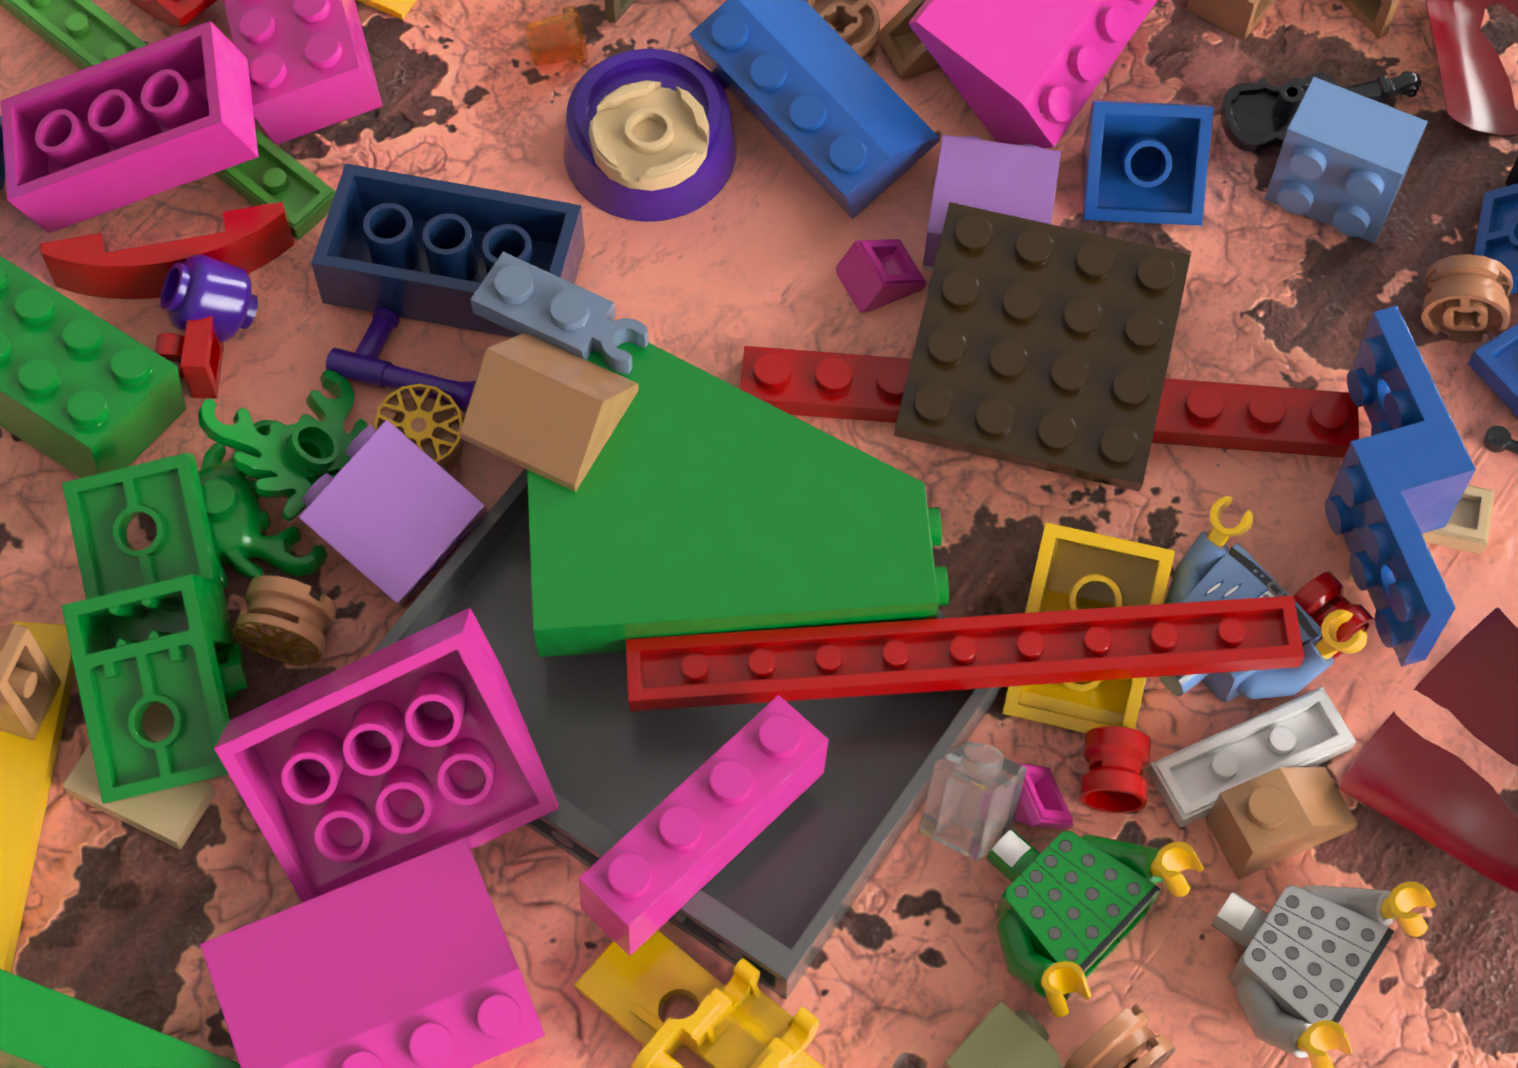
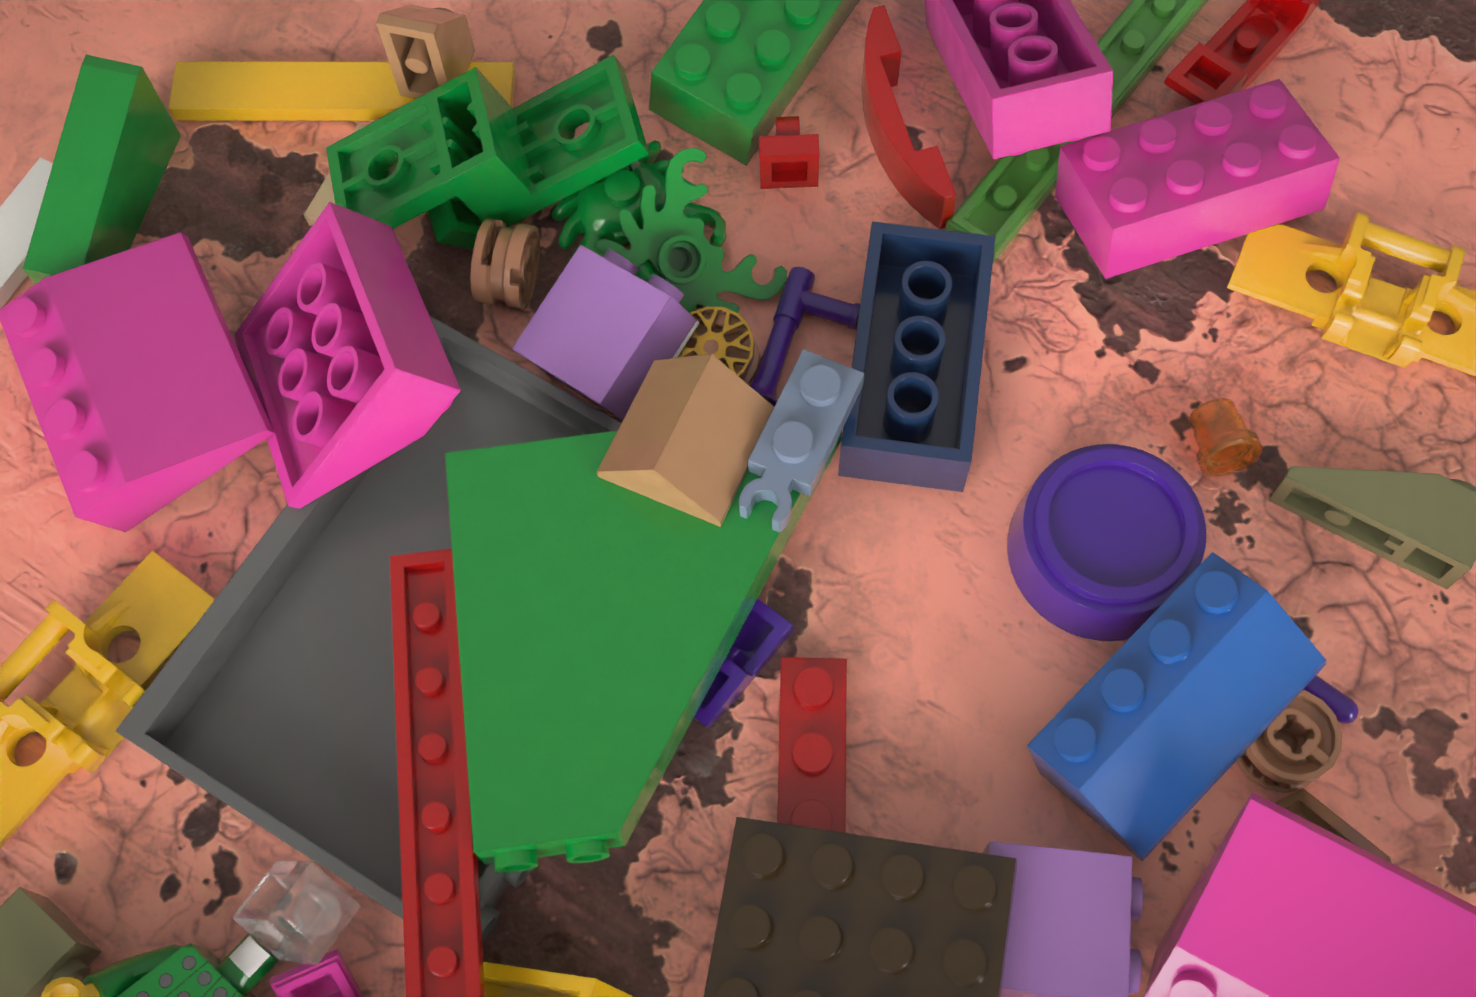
camera: 90 degrees right, 5 degrees up
(206, 289) = (848, 155): dark purple head -> none
(649, 135) = (1072, 524): tan tile -> none
(703, 825) = (252, 634): dark pink brick -> none
(878, 273) = (964, 804): dark pink slope -> none

